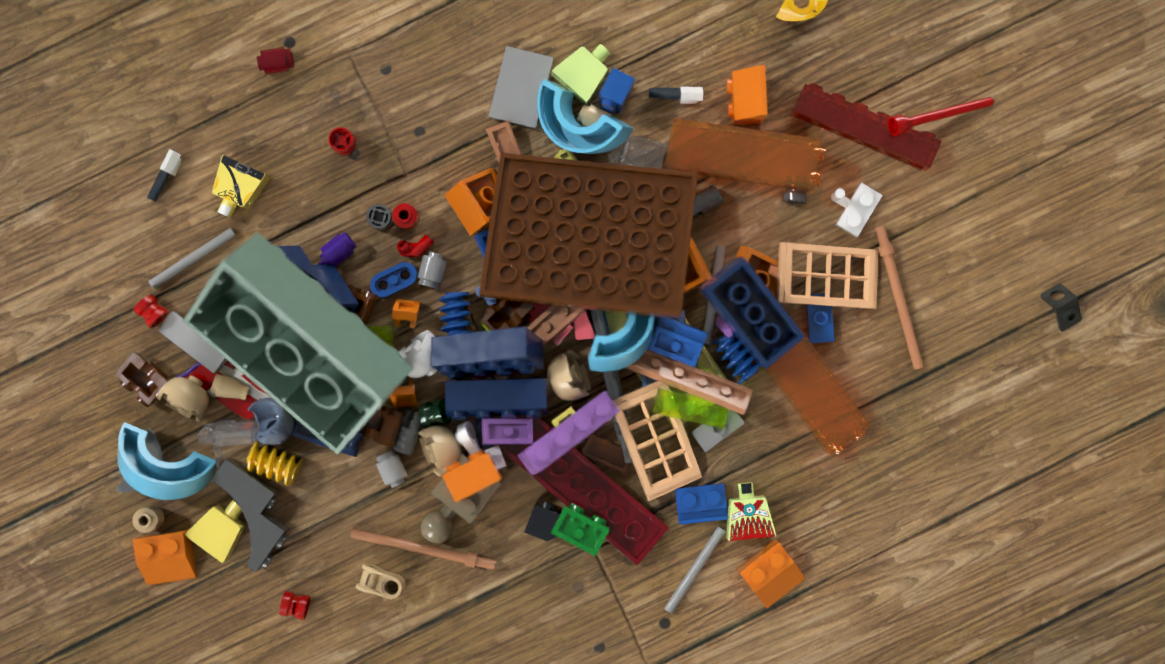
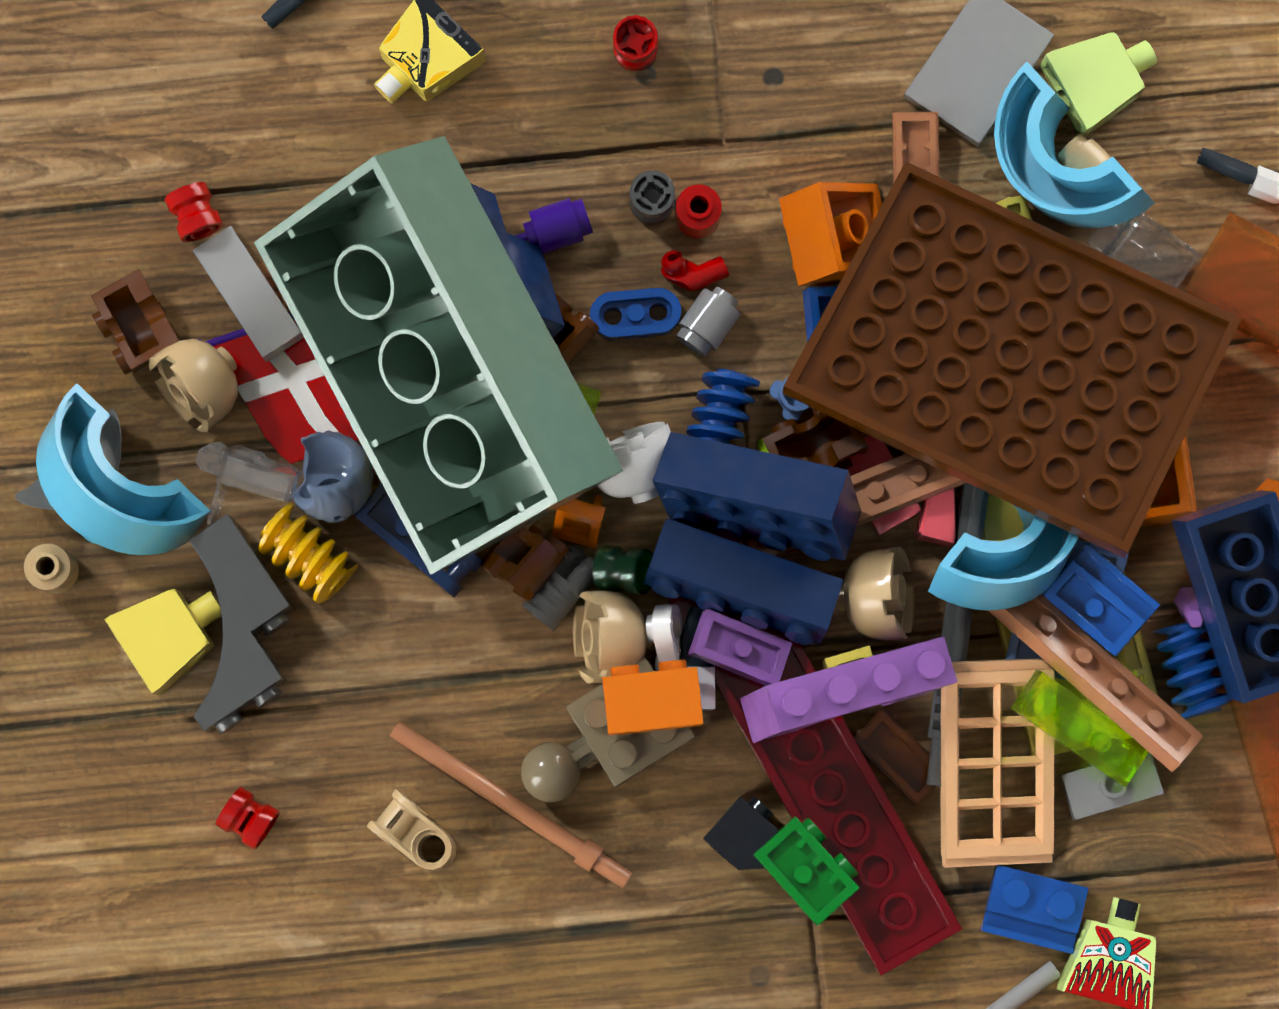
camera: 20 degrees right, 5 degrees down
(165, 557) = (54, 648): orange slope -> none
(192, 258) = (298, 148): light grey bar -> none
(228, 387) = (277, 392): tan cone -> none
(391, 468) = (508, 640): light grey brick -> none
(406, 310) = (637, 374): orange tile -> none
(616, 91) = (1145, 129): blue brick -> none
(706, 201) = (1237, 378): dark grey hinge -> none
(710, 311) = (1177, 566): light grey bar -> none

